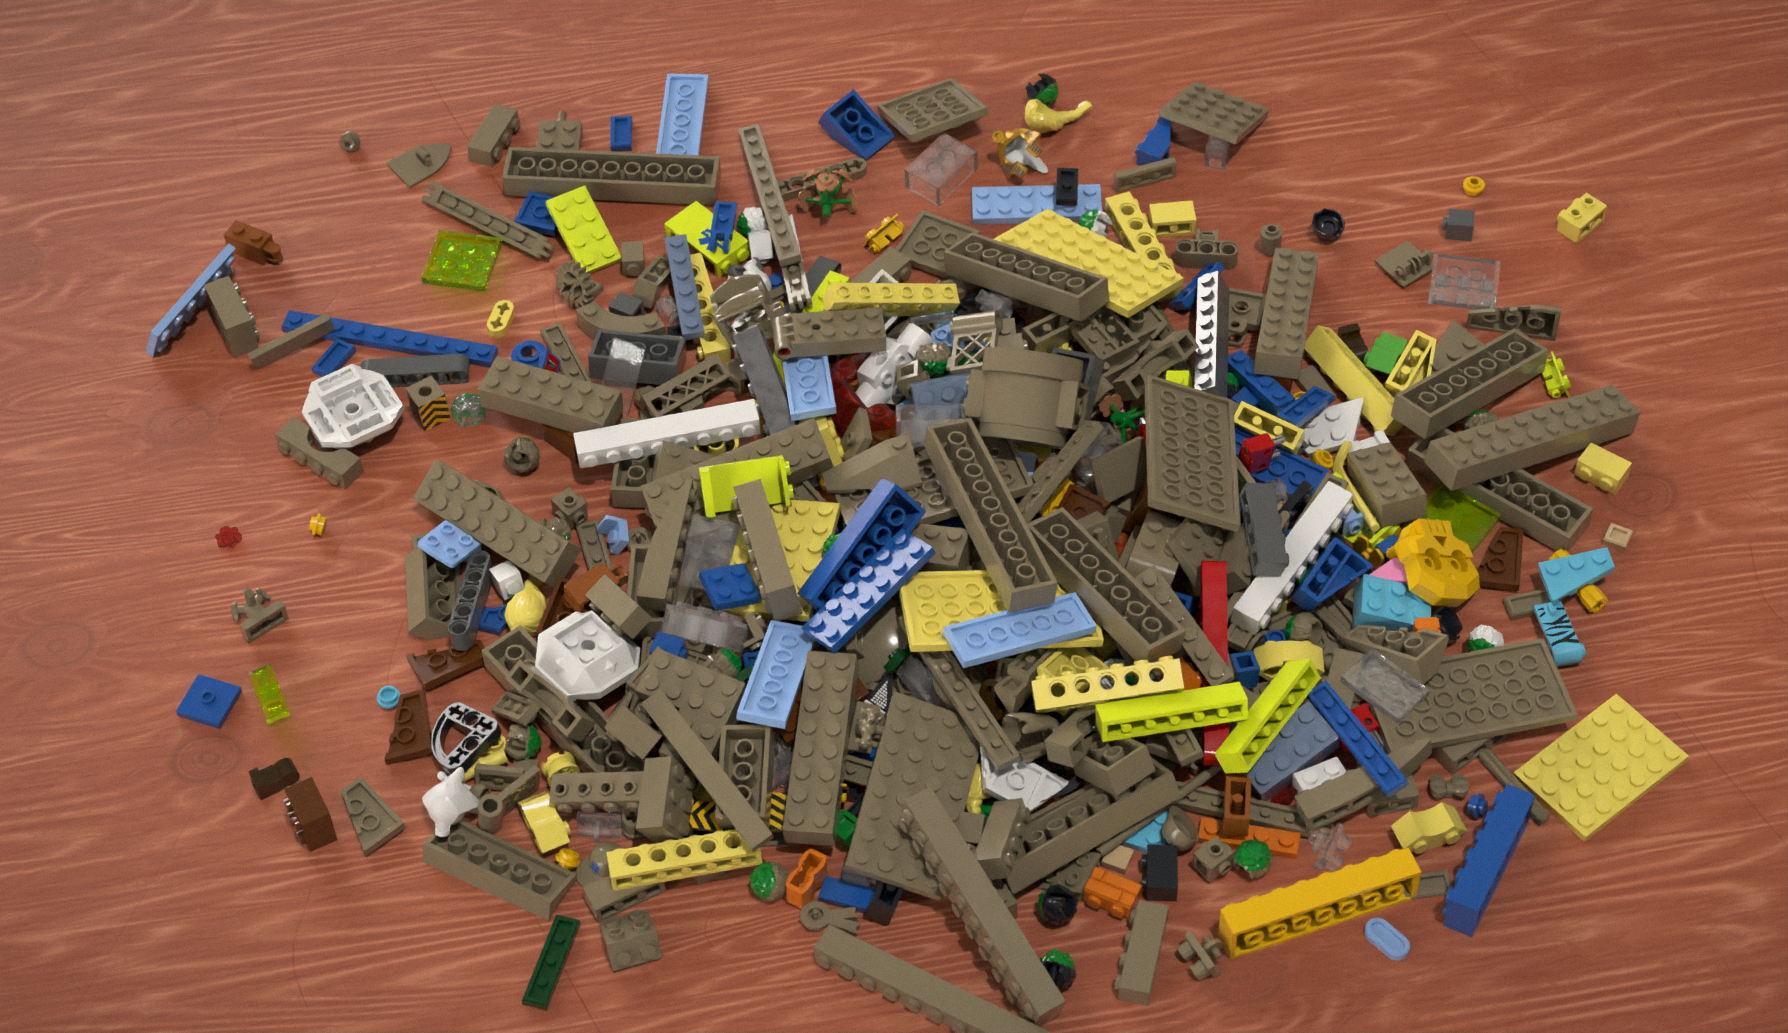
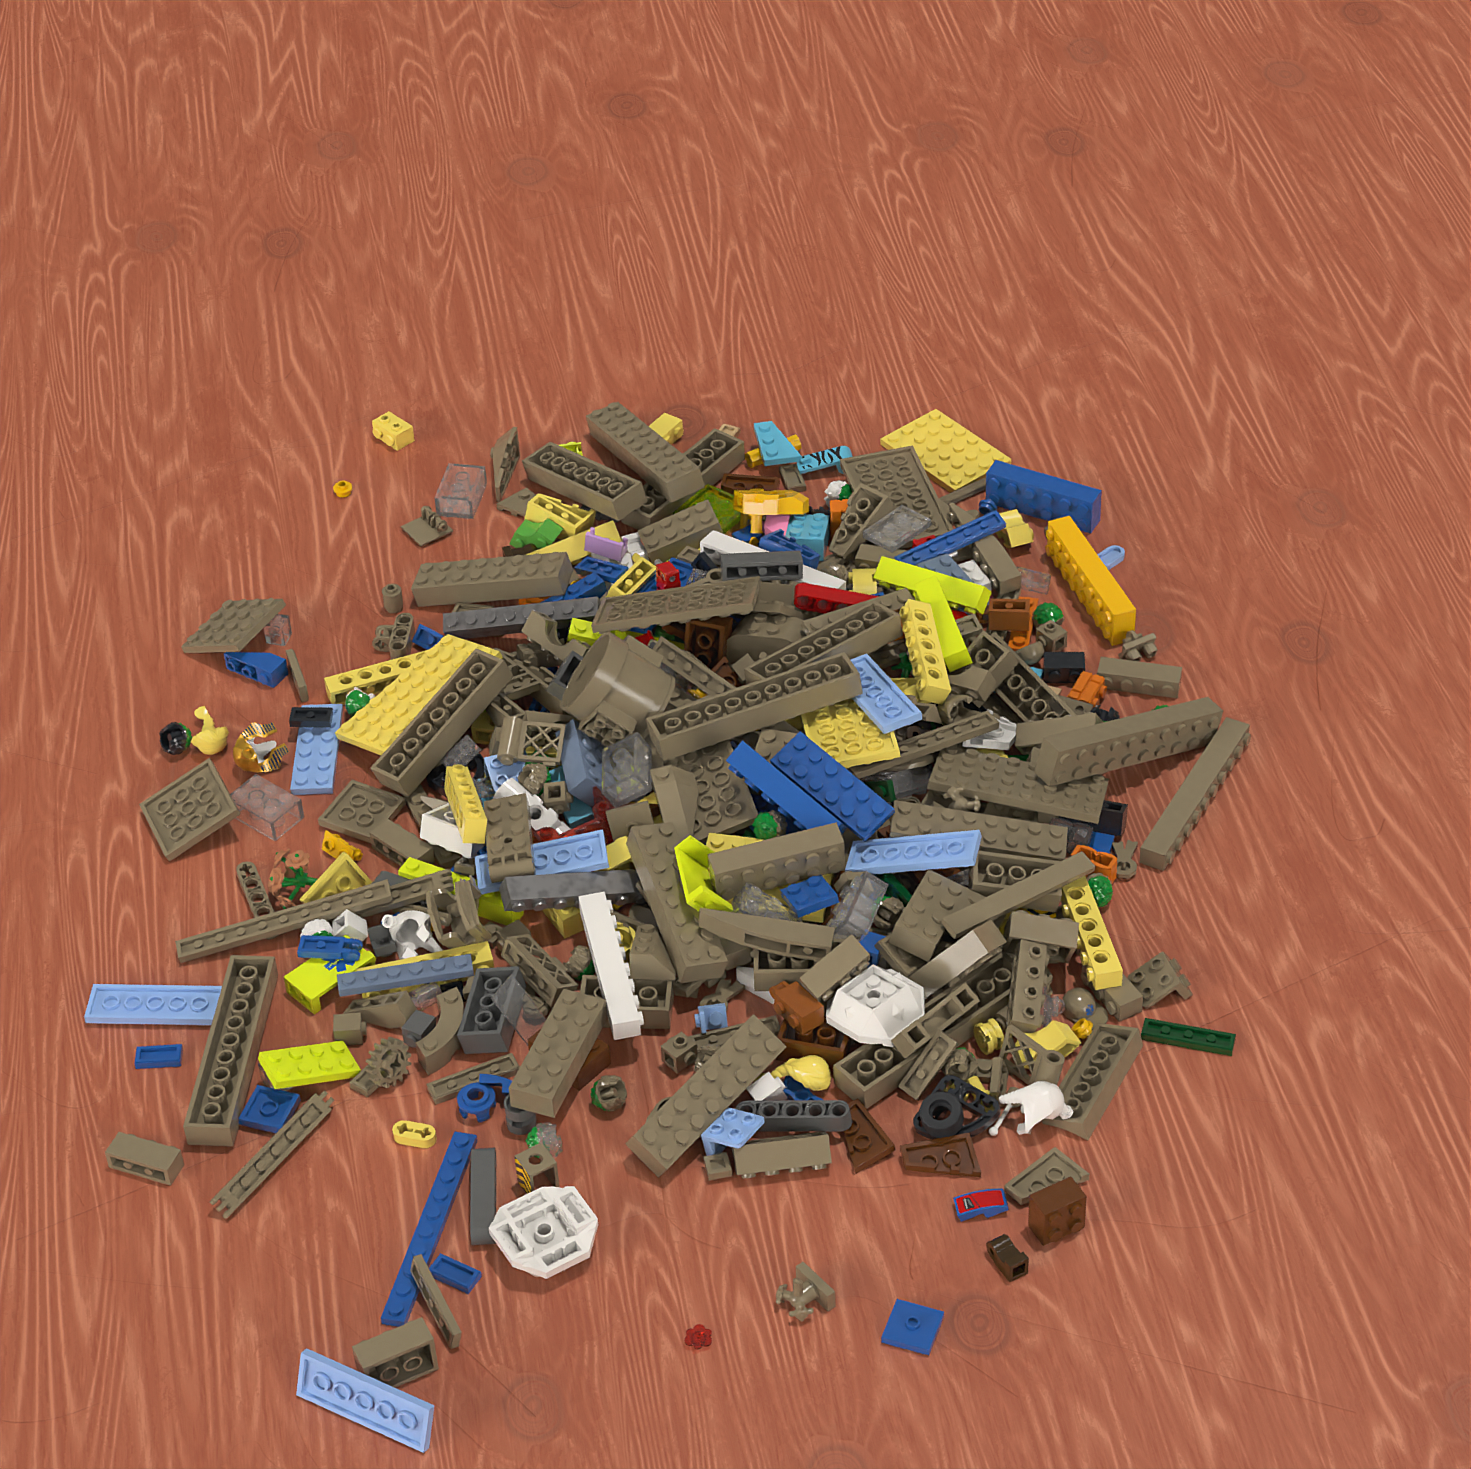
camera: 90 degrees left, 10 degrees down
(253, 243) = (276, 1360): dark orange brick -> none
(269, 694) = (914, 1268): clear neon green brick -> none
(317, 524) = (688, 1256): yellow plate -> none
(338, 466) = (574, 1285): dark tan arch -> none
(345, 759) = (978, 1202): none -> slope
(352, 137) = (126, 1288): dark tan plate -> none
(388, 697) = (905, 1178): medium azure plate -> none
(420, 163) = (167, 1228): dark tan shield -> none
(446, 717) = (935, 1103): none -> black tyre
(461, 260) = (327, 1171): clear neon green plate -> none
(560, 134) = (160, 1101): dark tan plate -> none
(824, 228) = (338, 878): none -> light yellow wing
(856, 126) = (191, 871): blue slope -> none
(1172, 218) = (354, 654): light yellow brick -> none
(1328, 224) = (379, 567): black hair -> none
(1350, 408) = (604, 546): none -> lavender hinge
(1459, 224) = (390, 494): dark grey brick -> none

